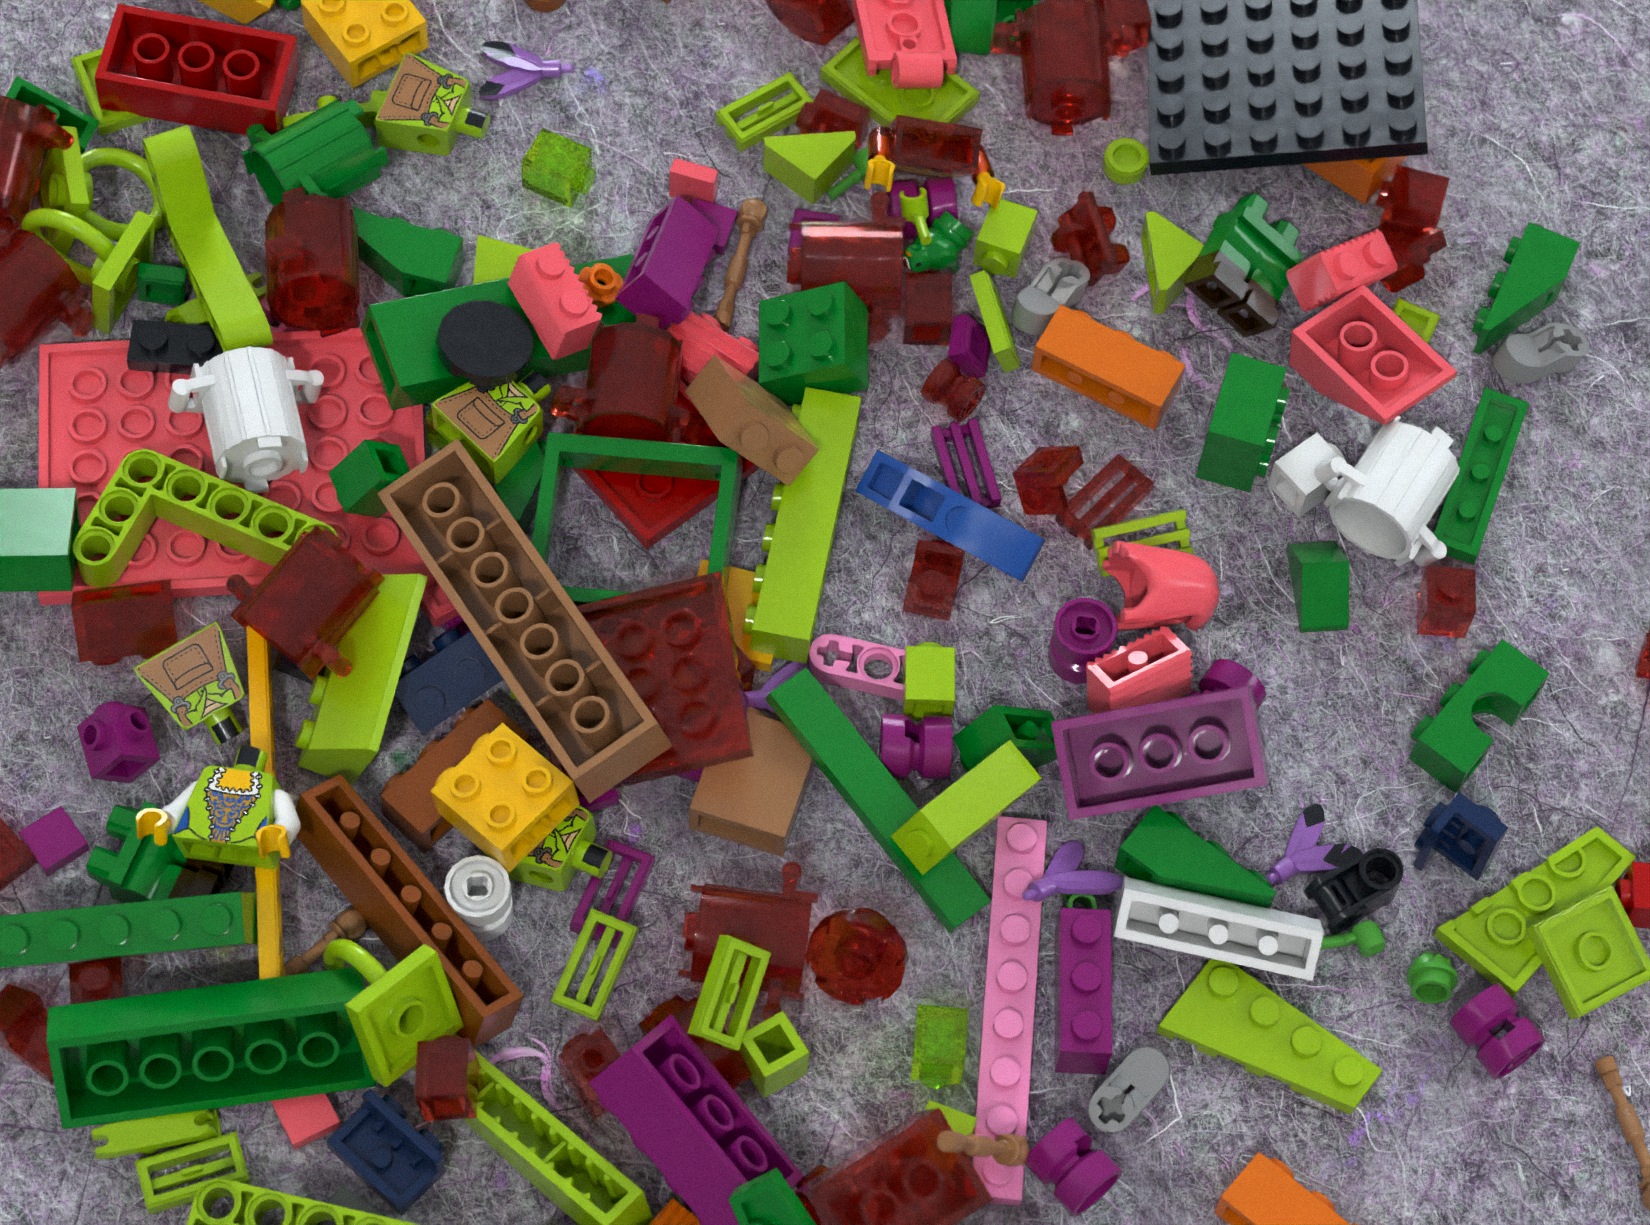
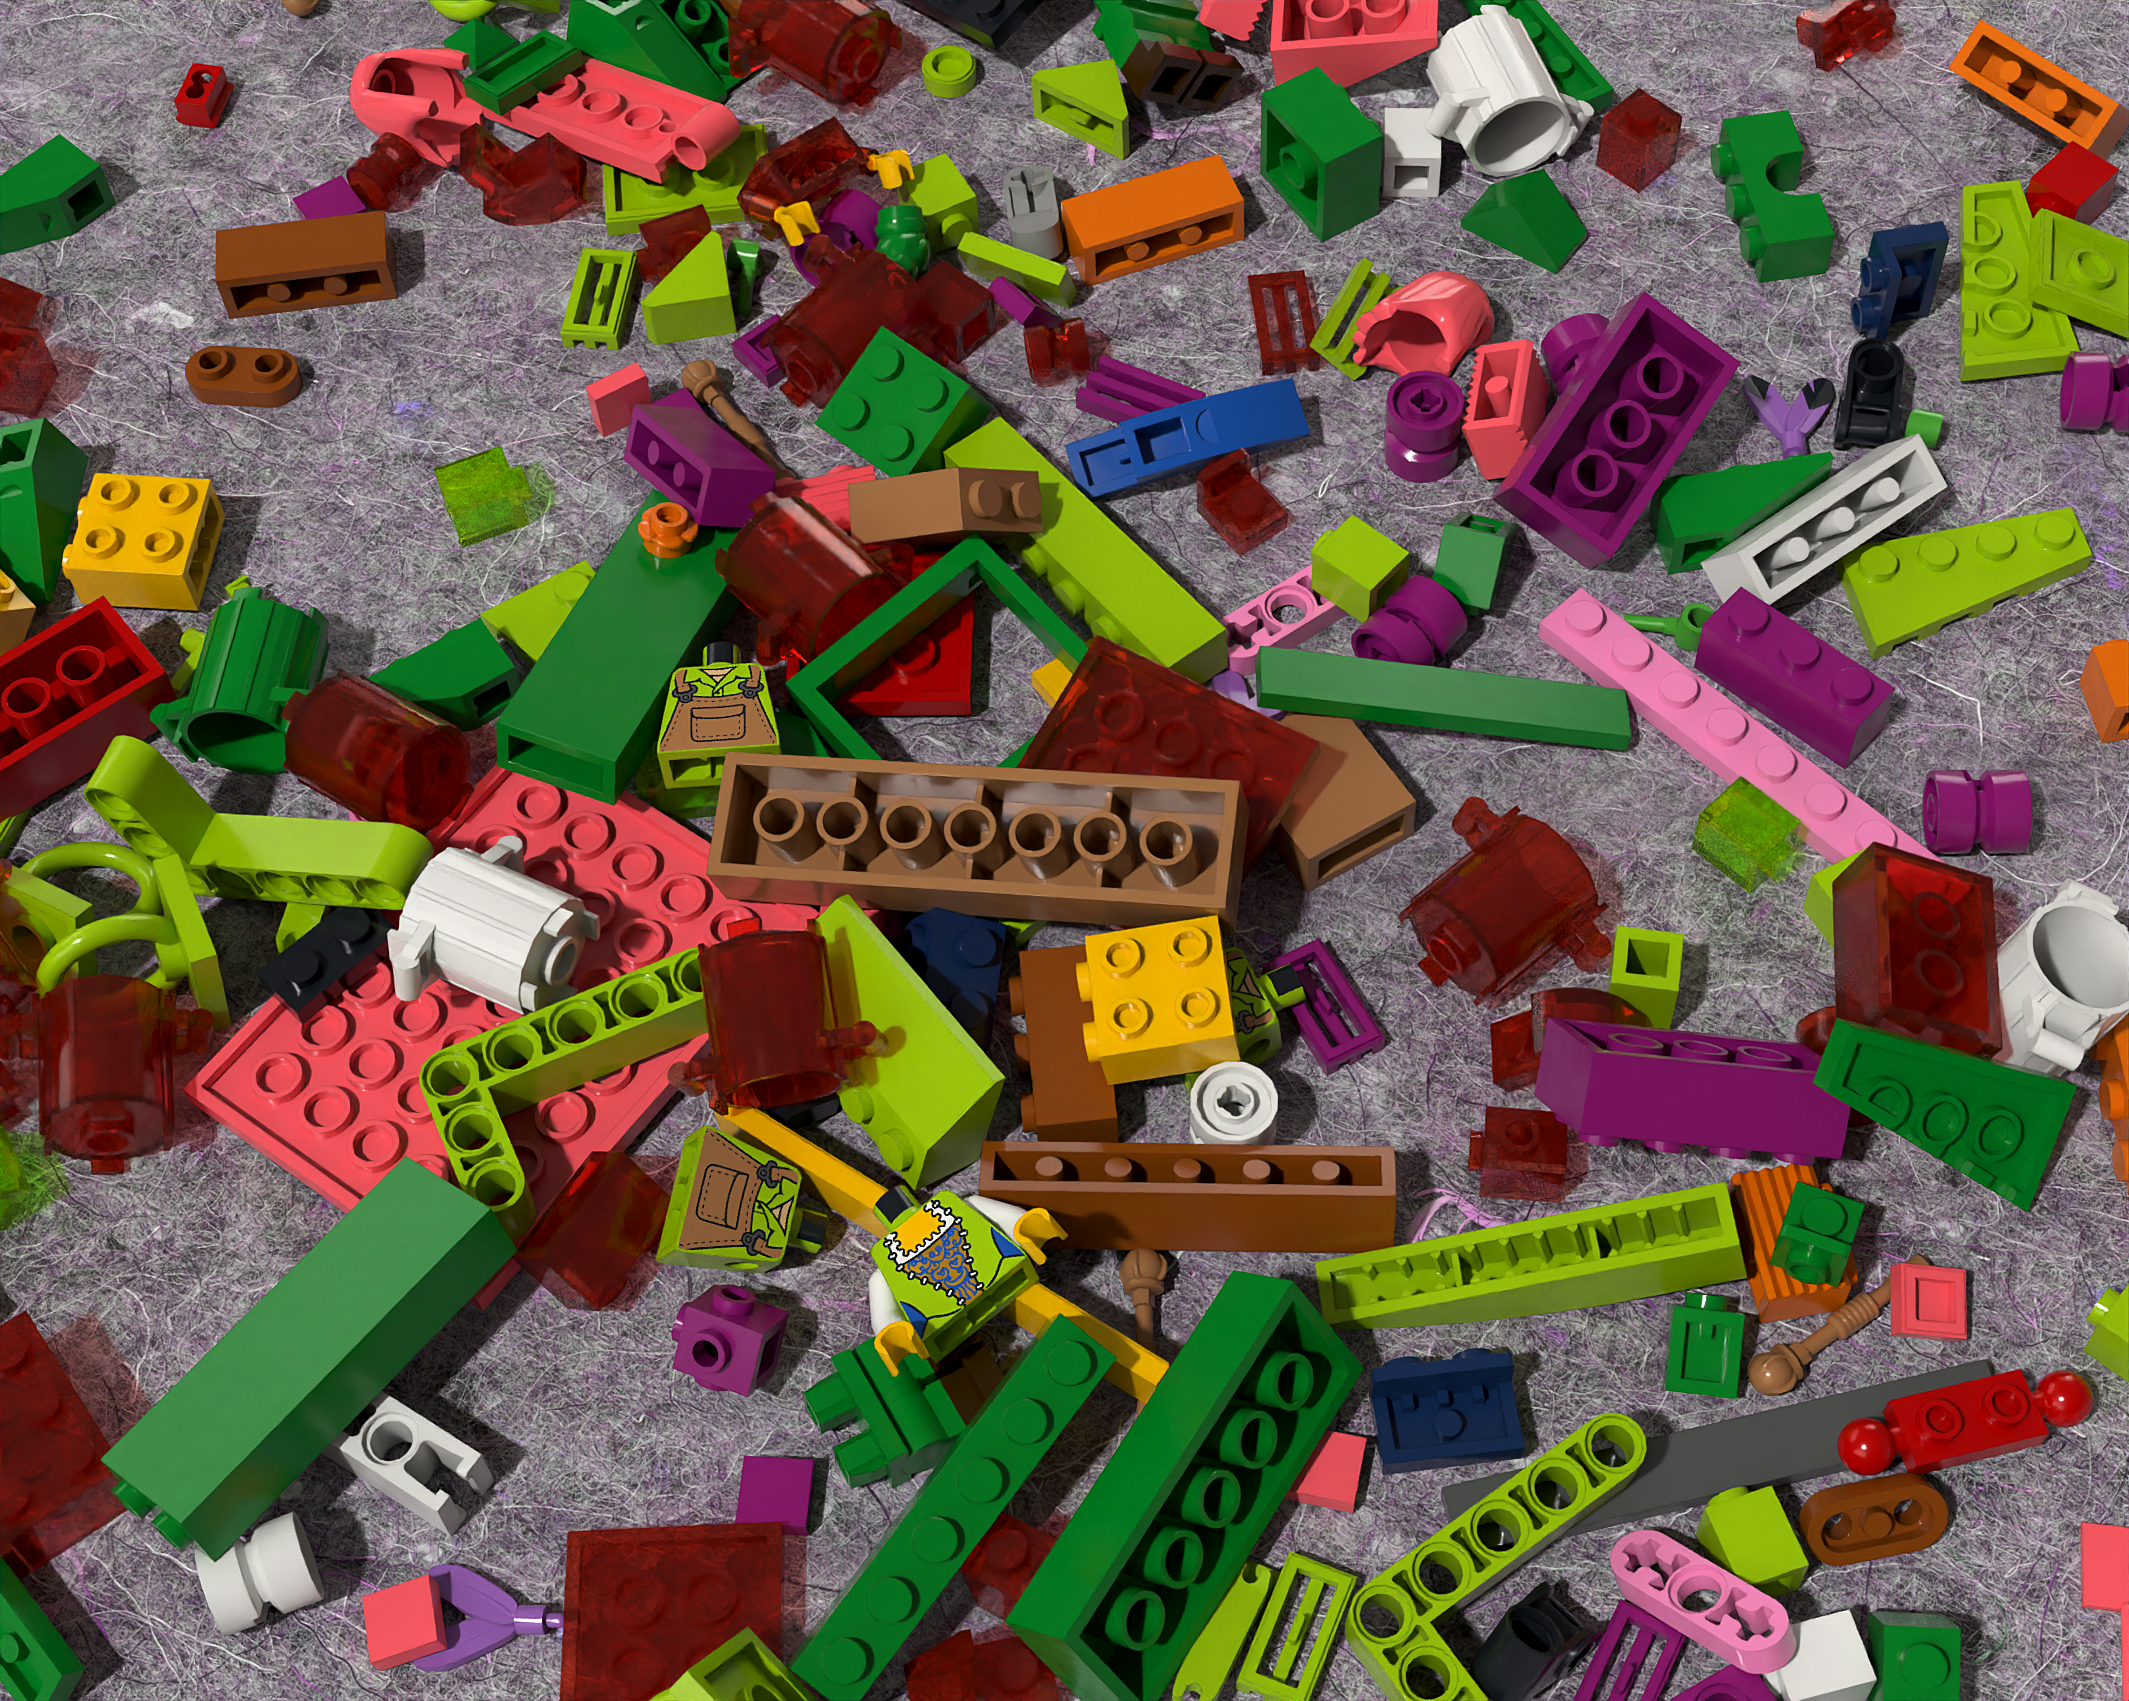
camera: 40 degrees left, 5 degrees down
(161, 284) = (238, 924): green tile -> none
(366, 473) = (671, 878): green brick -> none
(398, 1006) = (1323, 1257): lime tile -> none
(427, 109) = (300, 552): torso -> none
(446, 1078) = (1428, 1284): clear red brick -> none
(484, 343) = (642, 656): black tile -> none
(524, 70) = (341, 455): medium lavender piece -> none
(554, 300) = (656, 565): coral brick -> none
(612, 926) = (1371, 1081): lime tile -> none
(722, 988) = (1569, 949): lime tile -> none
(857, 956) = (1608, 823): clear red tile -> none
(916, 211) = (853, 230): lime hand -> none
(966, 807) = (1531, 622): lime slope -> none
(1005, 1149) = (1927, 841): medium nougat piece -> none
(1043, 476) = (1225, 342): clear red bracket -> none
(1065, 878) = (1659, 615): medium lavender piece -> none
(1085, 235) = (1002, 141): clear red hips -> none
(1116, 1110) = (1927, 716): light grey piece -> none
(1432, 978) = (2009, 406): bright green plate -> none

